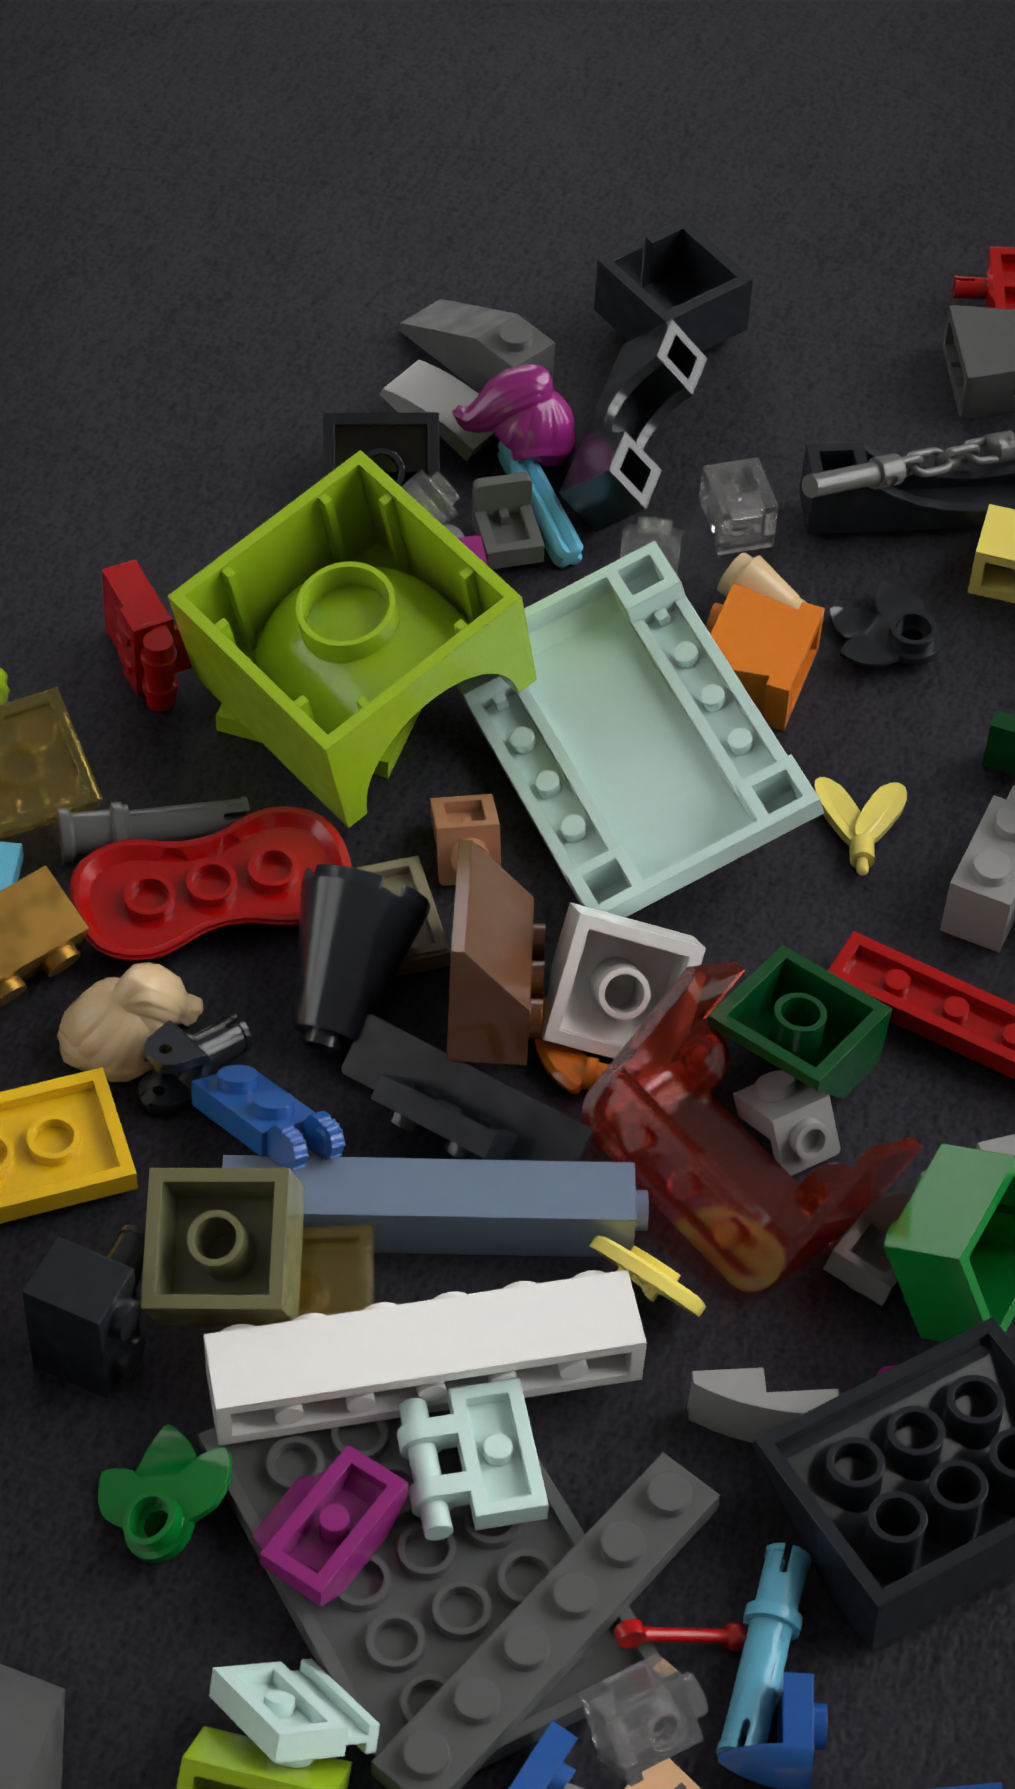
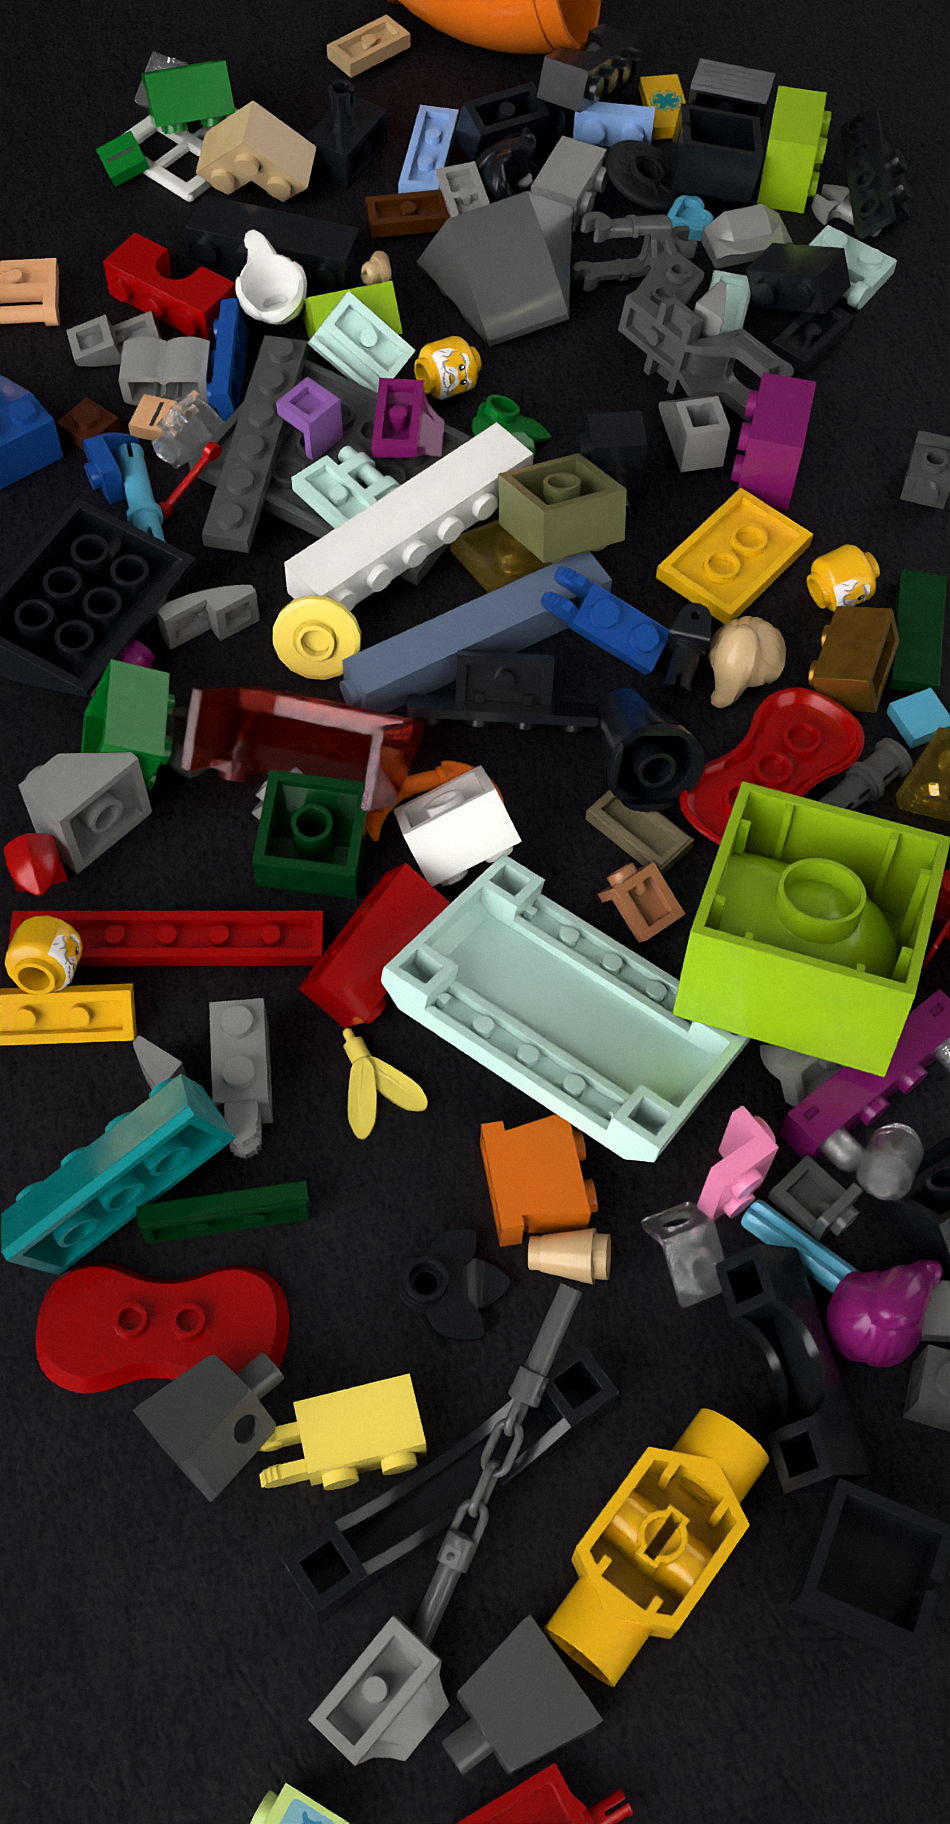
camera: 150 degrees right, 10 degrees up
(178, 1631) = (448, 367): none -> yellow head
(459, 1581) = (315, 414): none -> medium lavender panel
(493, 964) = (543, 767): reddish brown slope -> none
(571, 541) = (747, 1155): none -> bright pink bracket
(739, 505) = (651, 1320): clear brick -> none
(793, 903) = (350, 971): none -> red brick
(829, 380) = (657, 1545): none -> yellow brick

